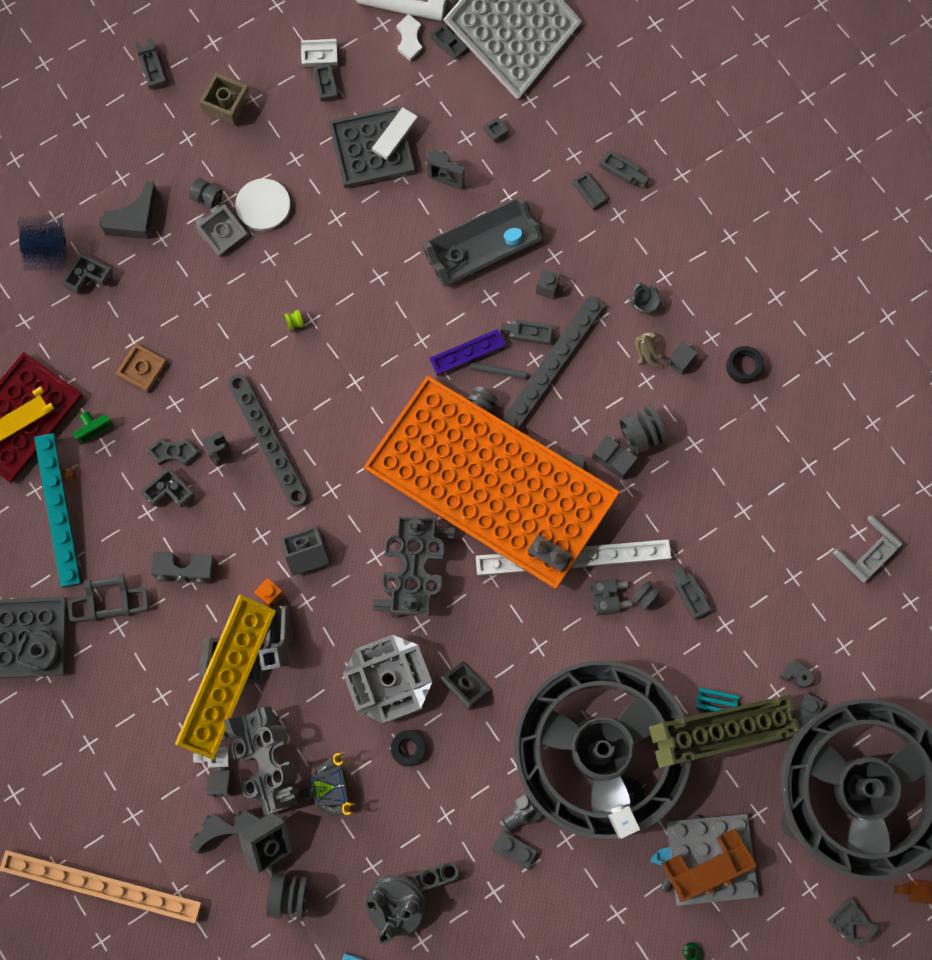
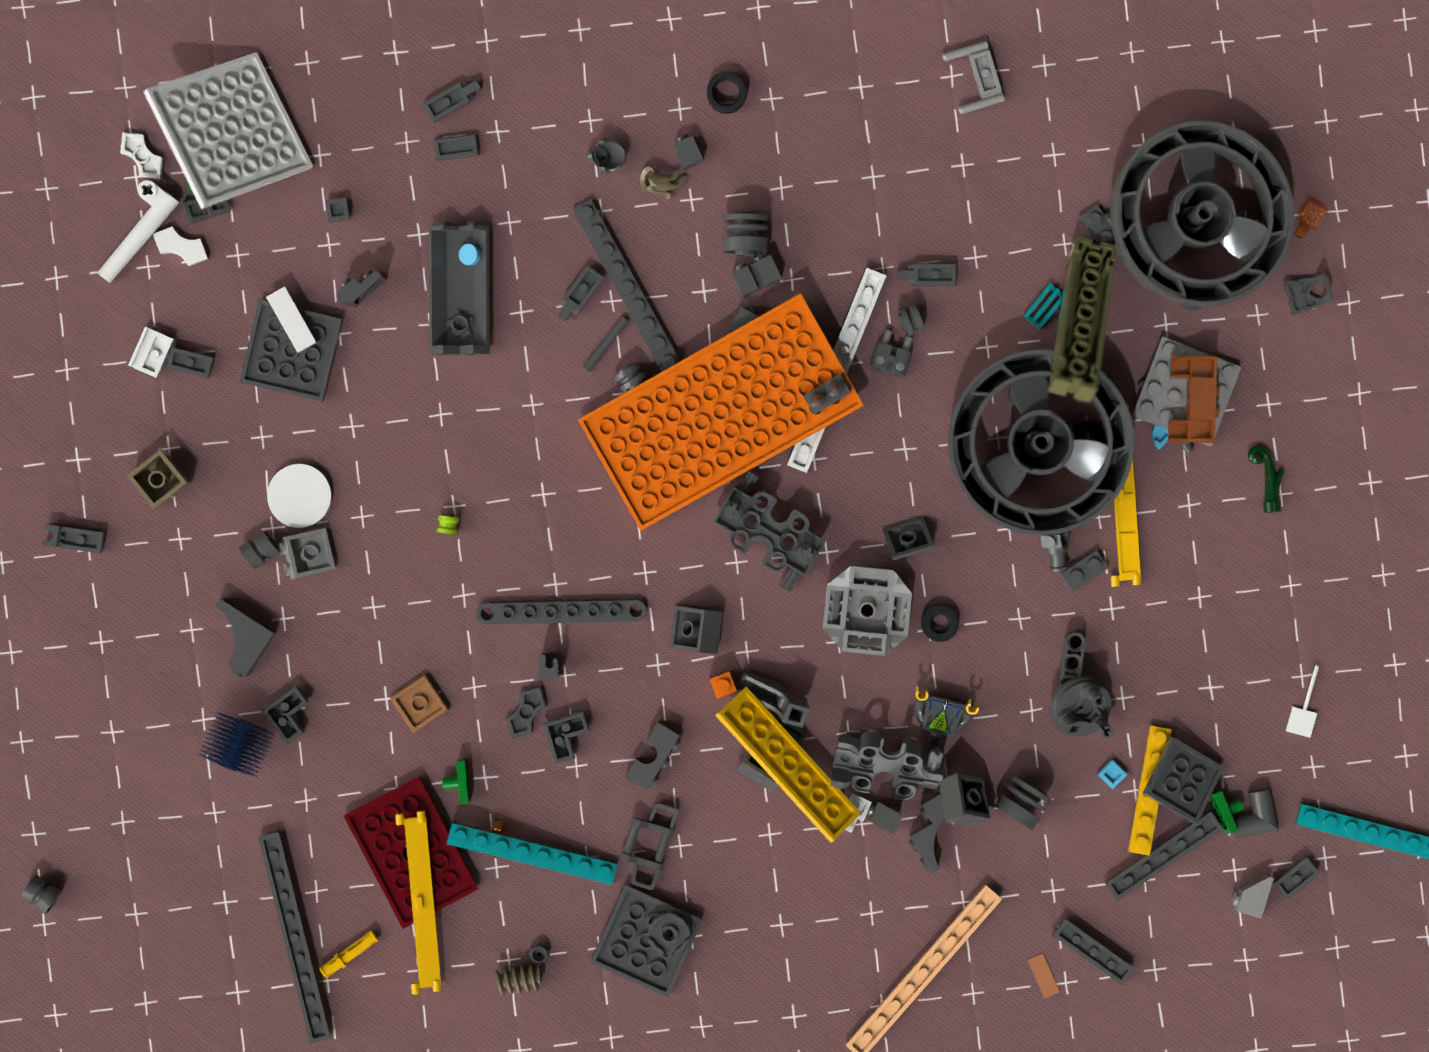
camera: 60 degrees left, 15 degrees up
(467, 352) = (571, 366): dark purple plate -> none
(547, 284) = (540, 246): dark grey brick -> none
(576, 864) = (1127, 533): none -> yellow piece
(623, 821) = (1119, 460): white brick -> none
(798, 673) = (1061, 213): dark grey leg -> none

